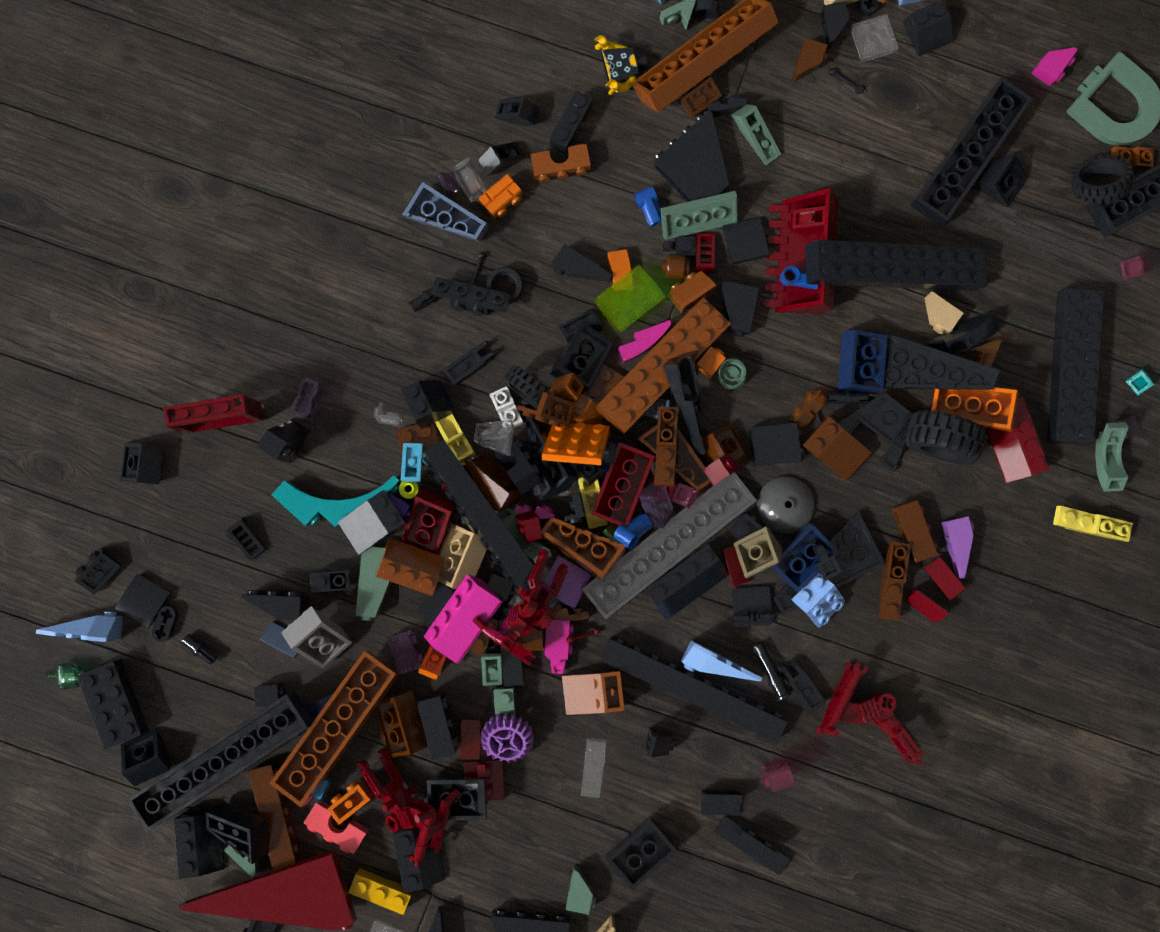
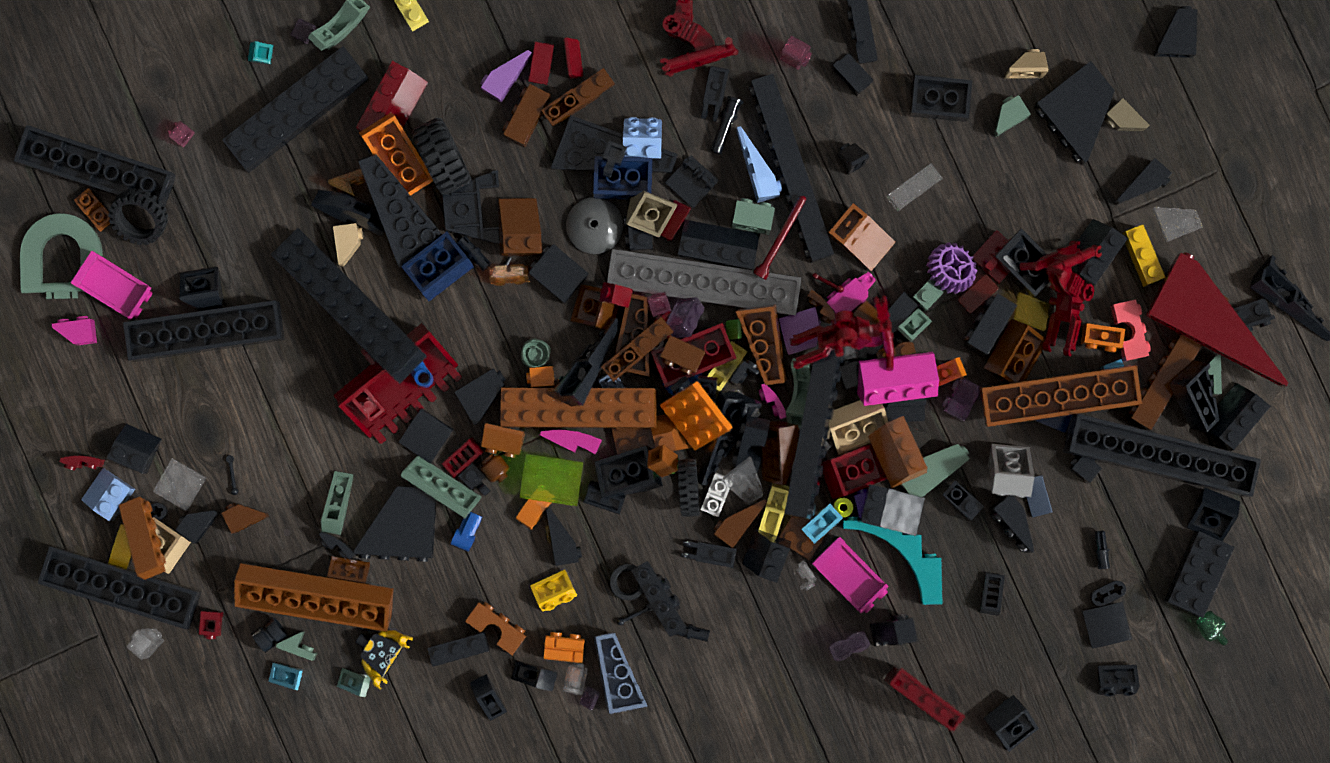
camera: 135 degrees left, 0 degrees up
(94, 628) = (1158, 639): light blue wedge -> none
(356, 449) = (850, 575): none -> dark pink panel
(419, 766) = (1031, 311): none -> clear yellow piece
(471, 401) = (734, 526): none -> reddish brown slope
(529, 526) = (787, 394): dark red brick -> none
(548, 227) = (553, 591): none -> yellow bracket
(551, 408) = (688, 456): reddish brown bracket -> none
(617, 29) = (354, 682): none -> sand green slope
(630, 475) = (682, 355): none -> reddish brown brick
(631, 533) = (724, 316): blue piece -> none
(638, 596) = (763, 269): none -> dark red piece
(684, 626) = (753, 216): none -> sand green brick
(1066, 117) = (112, 285): none -> dark pink panel

